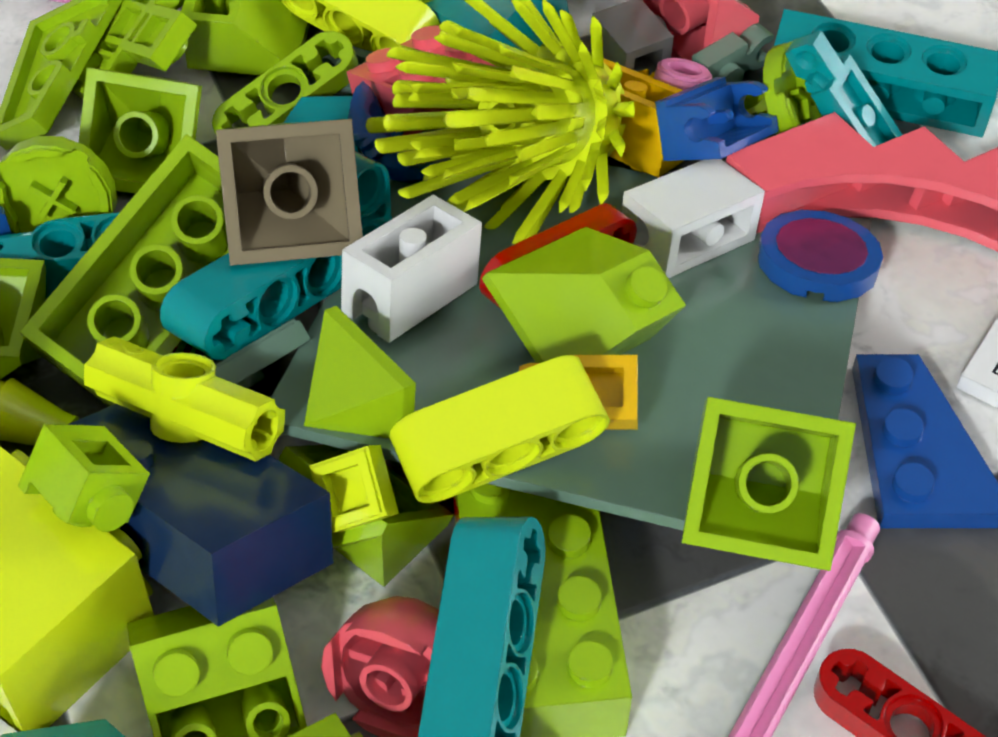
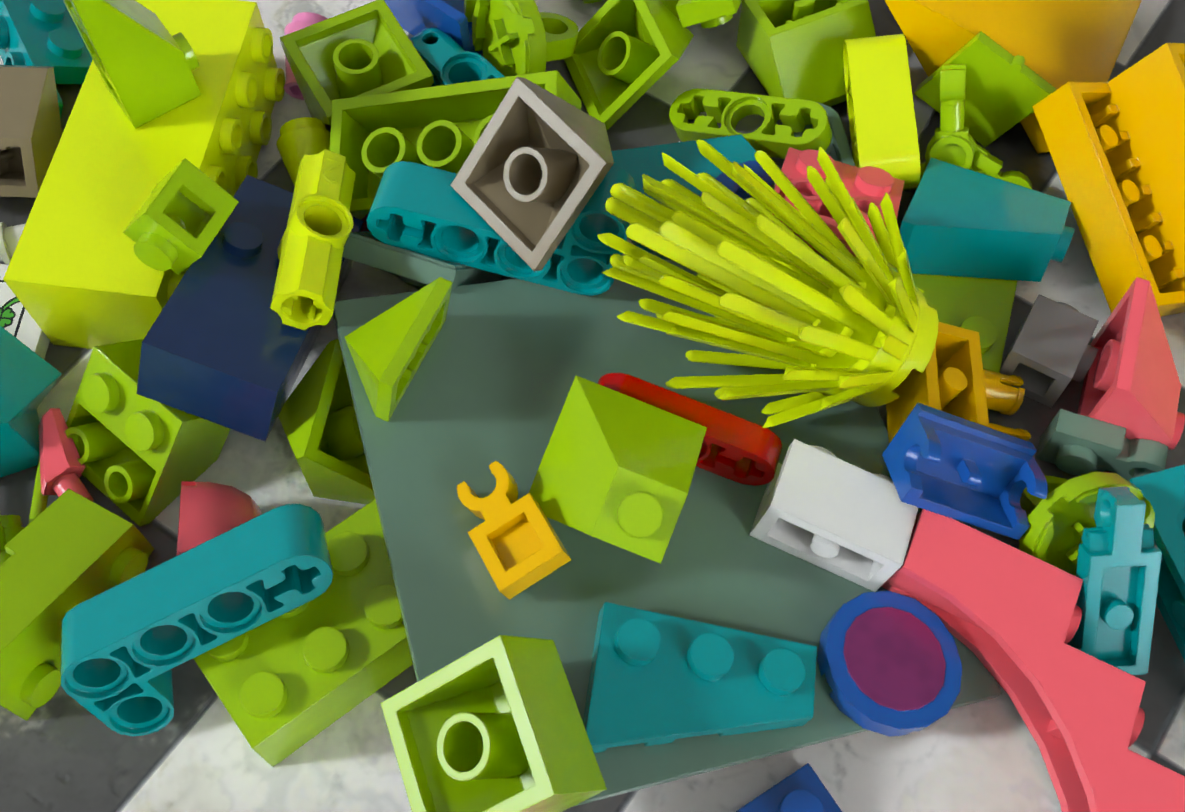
camera: 60 degrees right, 10 degrees up
(357, 487) = (310, 410): neon yellow tile -> none
(410, 267) = (558, 315): white brick -> none
(498, 429) = (405, 482): neon yellow beam -> none
(681, 73) = (1022, 414): bright pink tile -> none
(769, 354) = (689, 678): none -> teal wing

